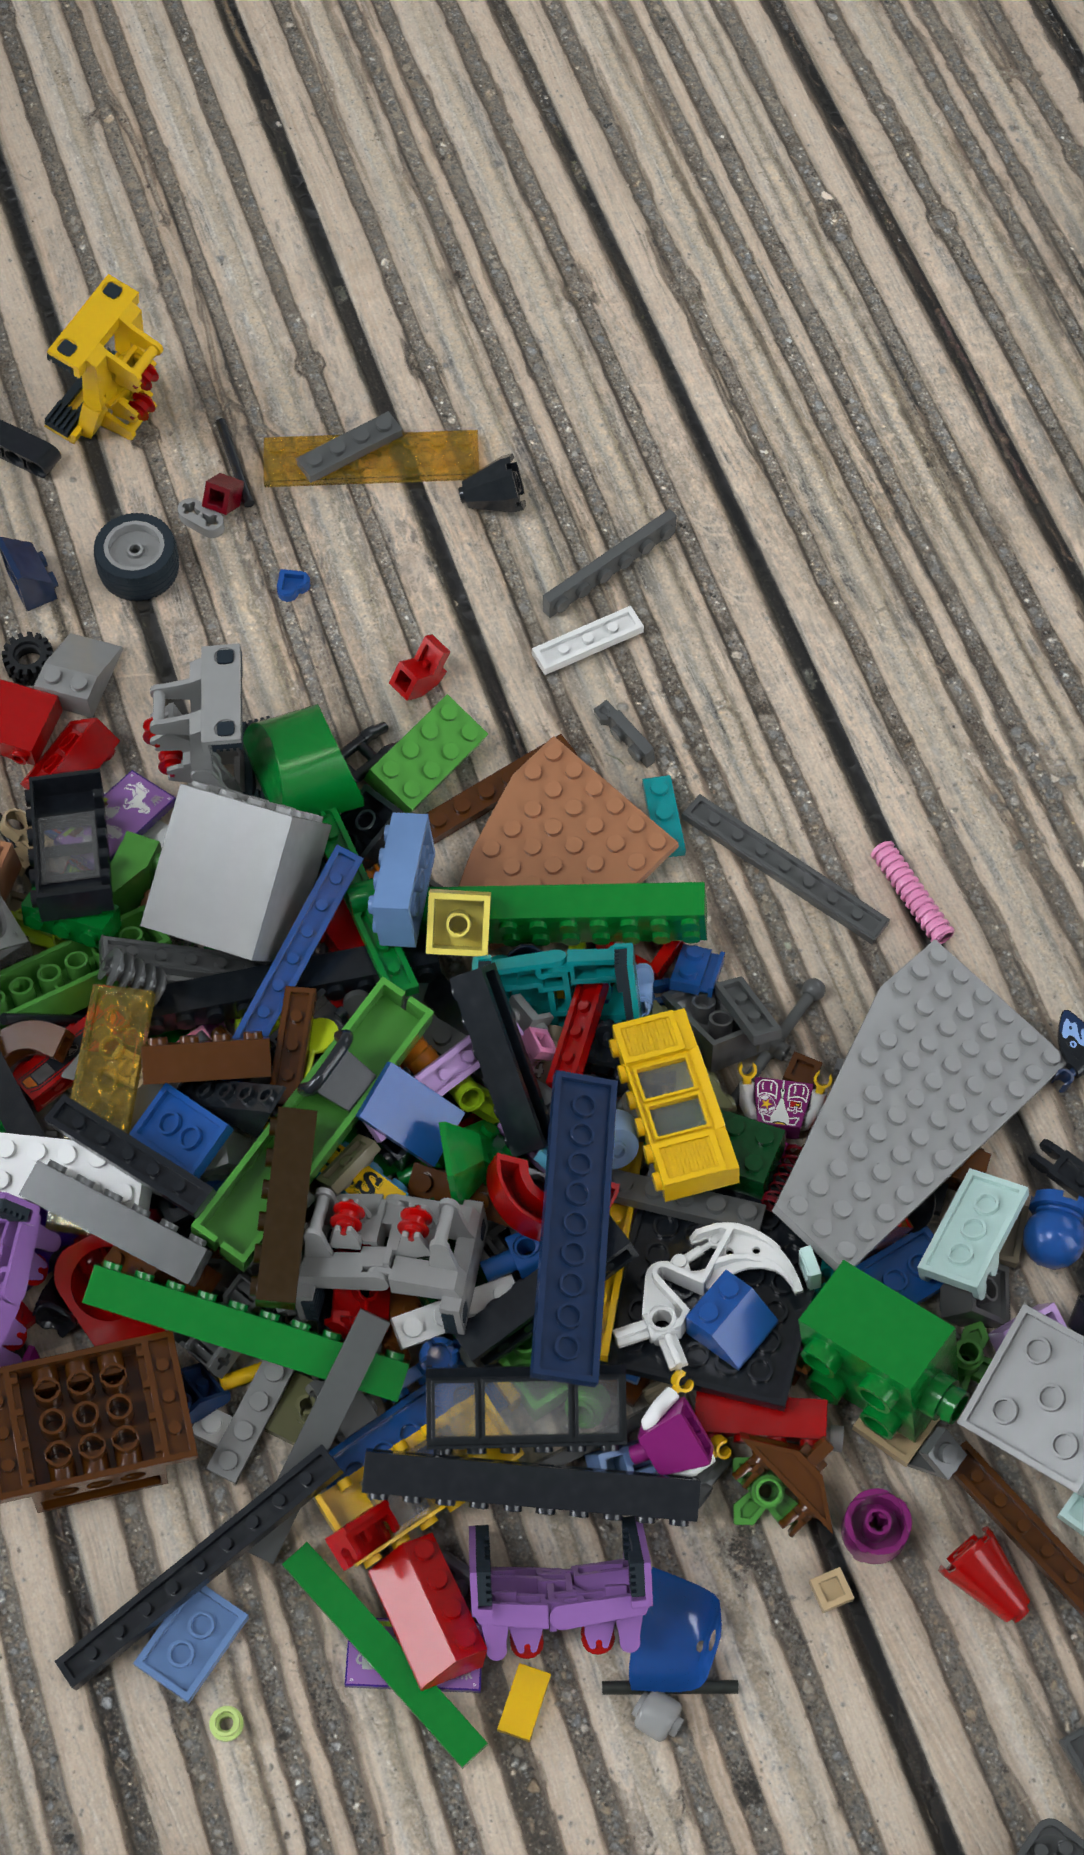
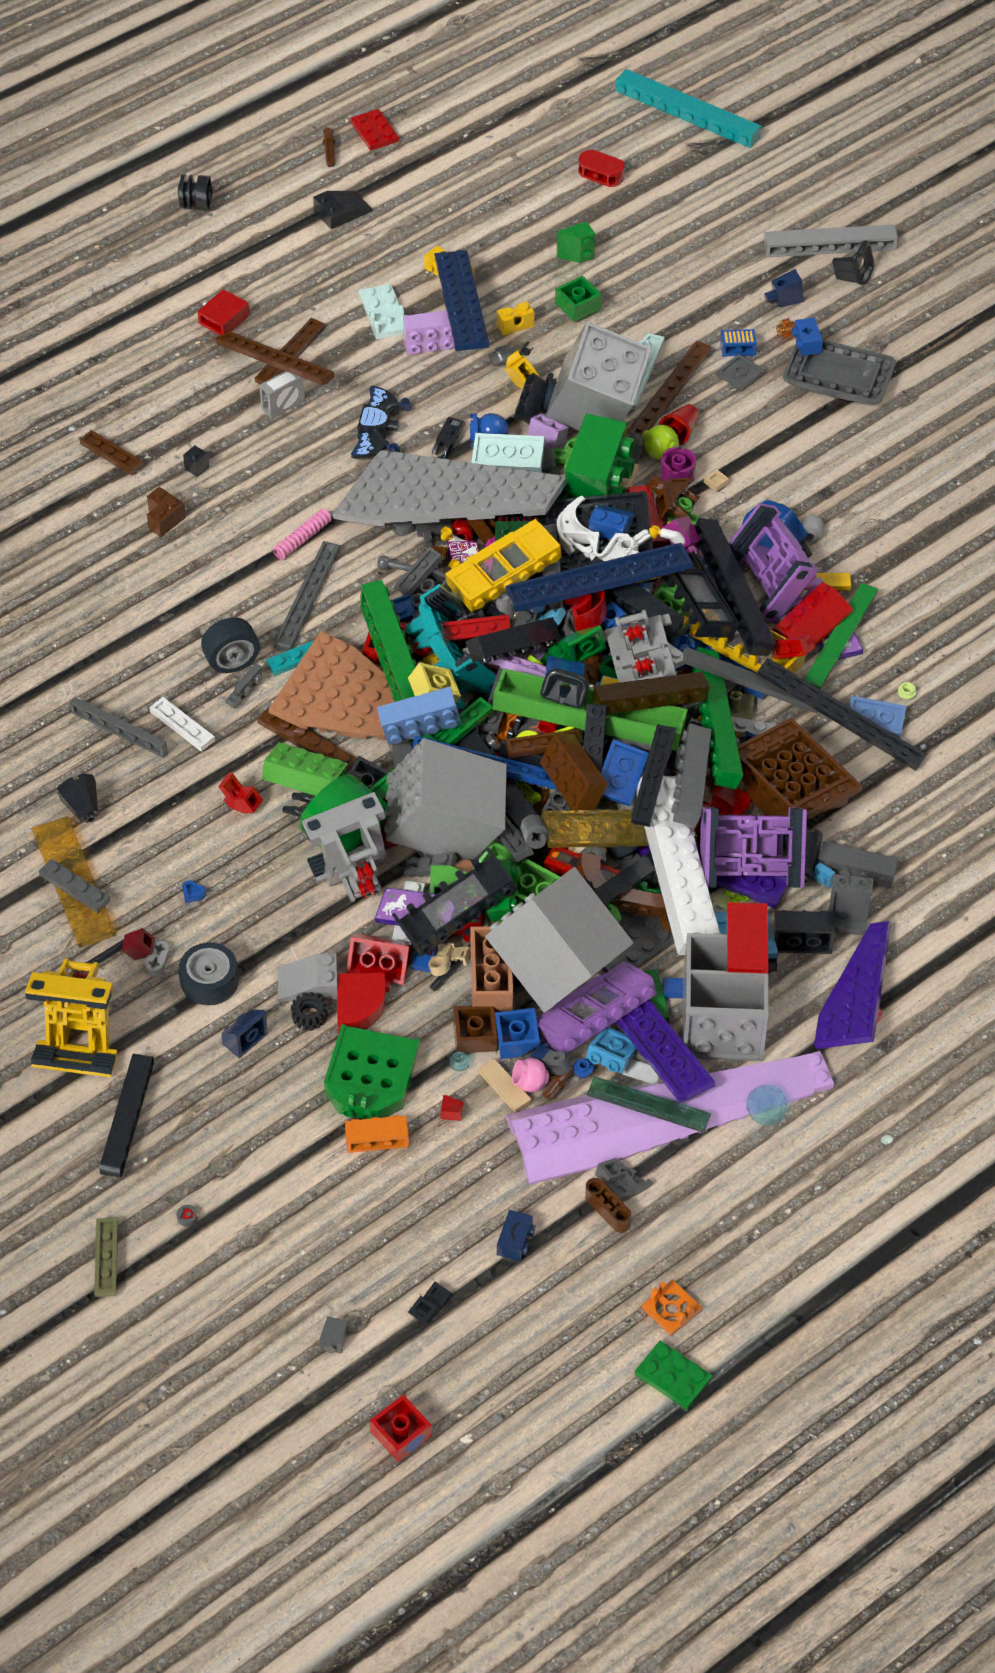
camera: 110 degrees left, 10 degrees down
(692, 717) = (230, 645): none -> black wheel
(809, 1267) = (567, 496): light aqua tile -> none
(944, 1516) = (659, 439): none -> lime brick
(1016, 722) = (164, 512): none -> reddish brown brick

